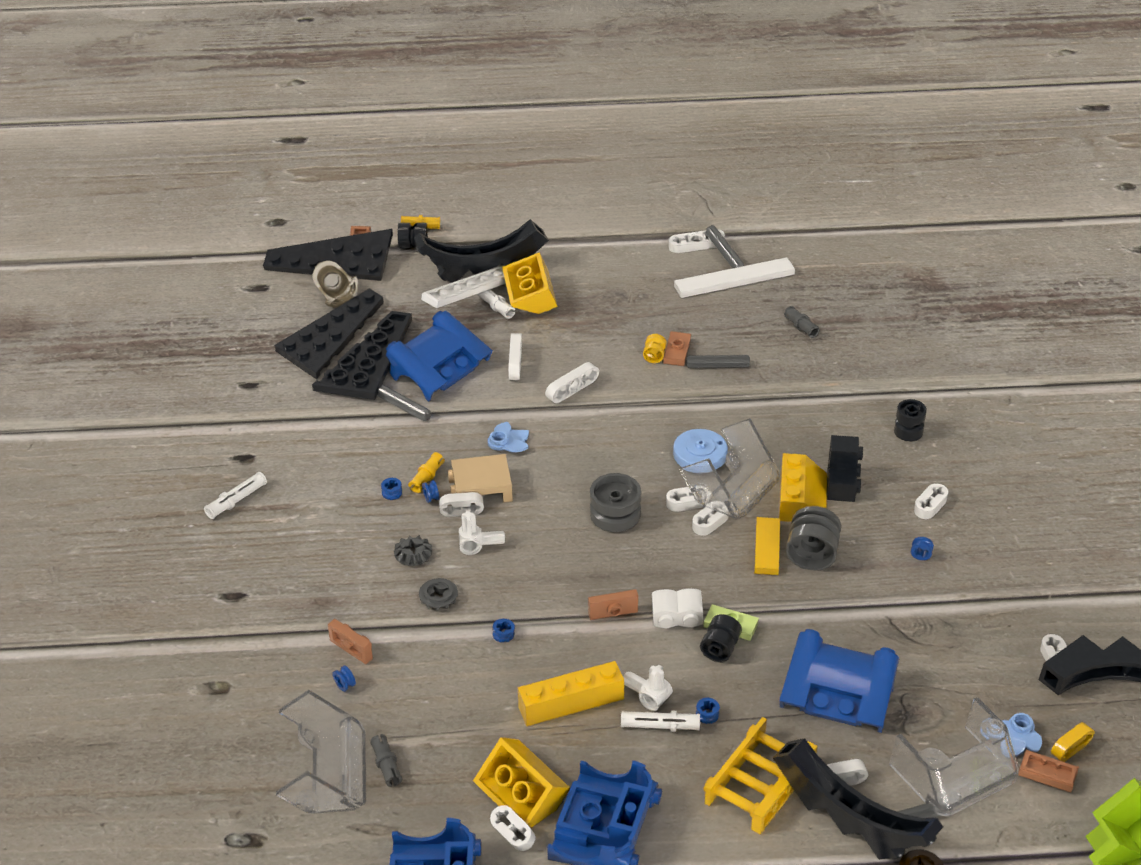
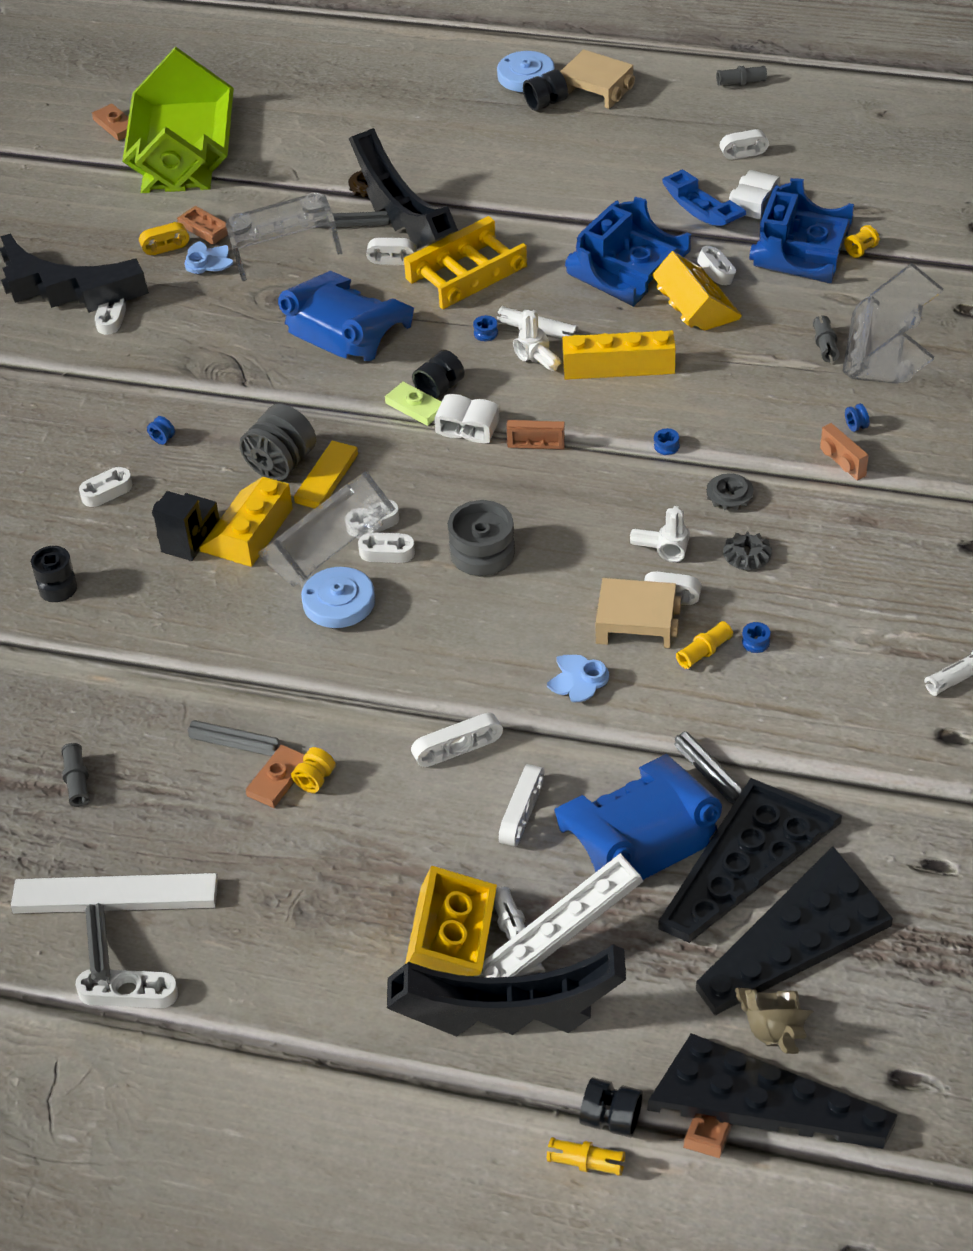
camera: 160 degrees left, 5 degrees up
(430, 491) = (706, 614): blue bush -> none

